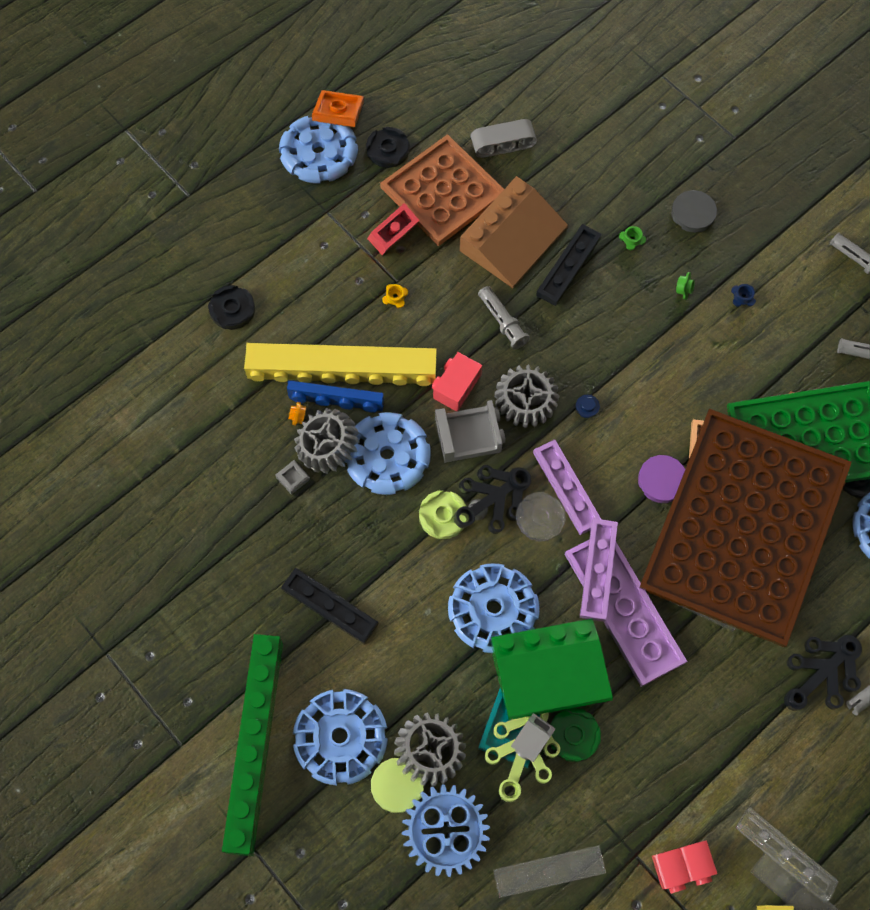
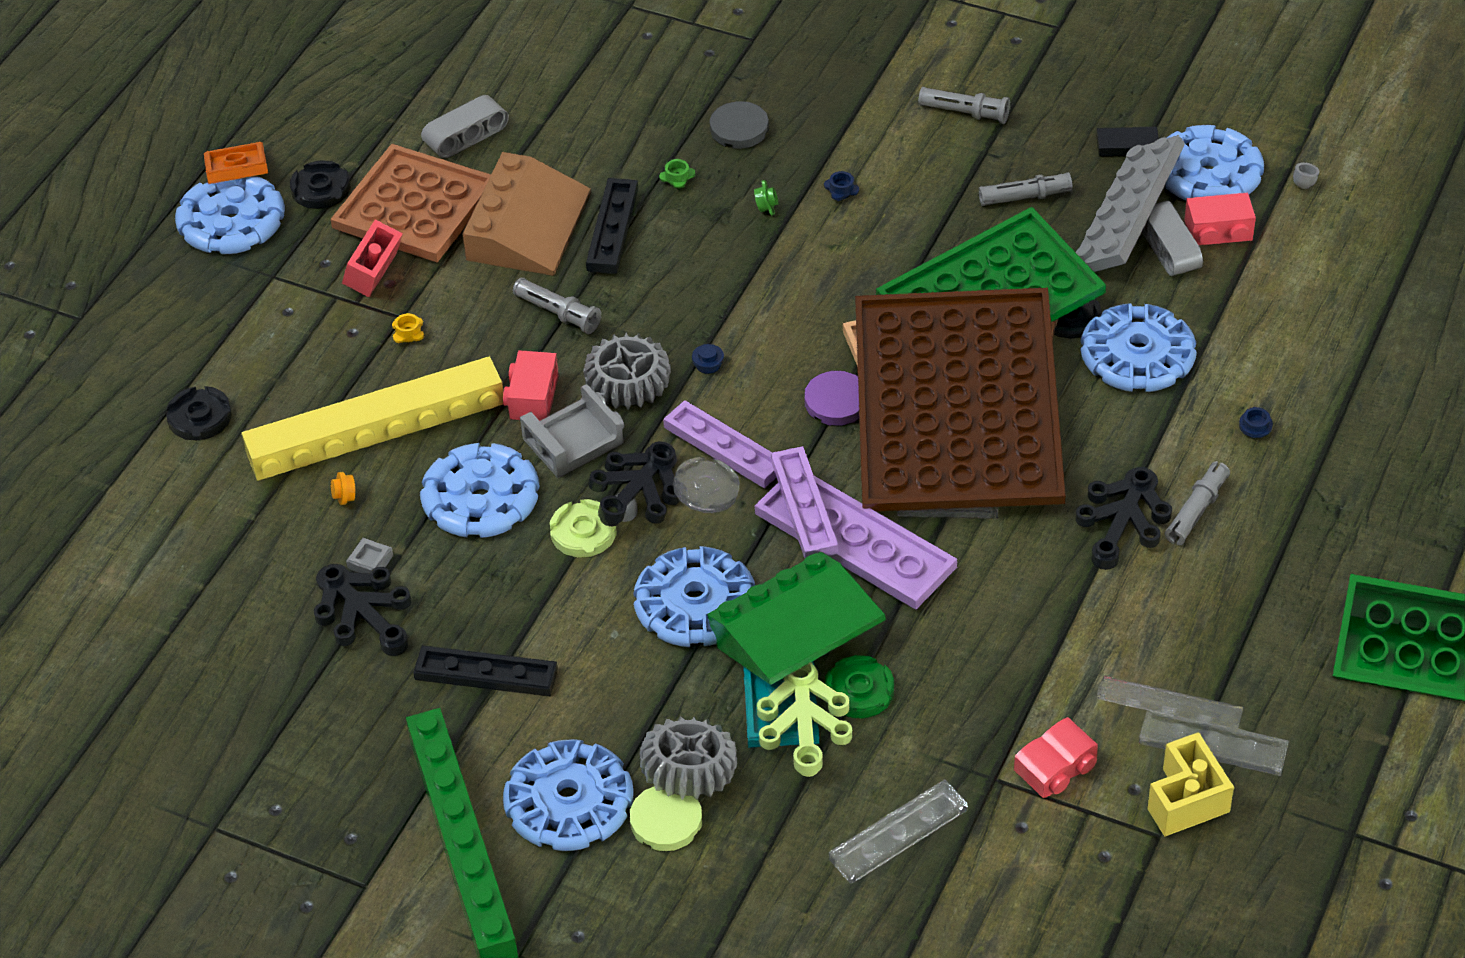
camera: 20 degrees left, 20 degrees down
(269, 514) = (337, 580): none -> black plant
(328, 448) = (396, 497): light grey gear -> none
(344, 397) = (384, 452): blue plate -> none
(447, 856) = (749, 834): light blue gear -> none
(532, 738) = (808, 687): light grey brick -> none

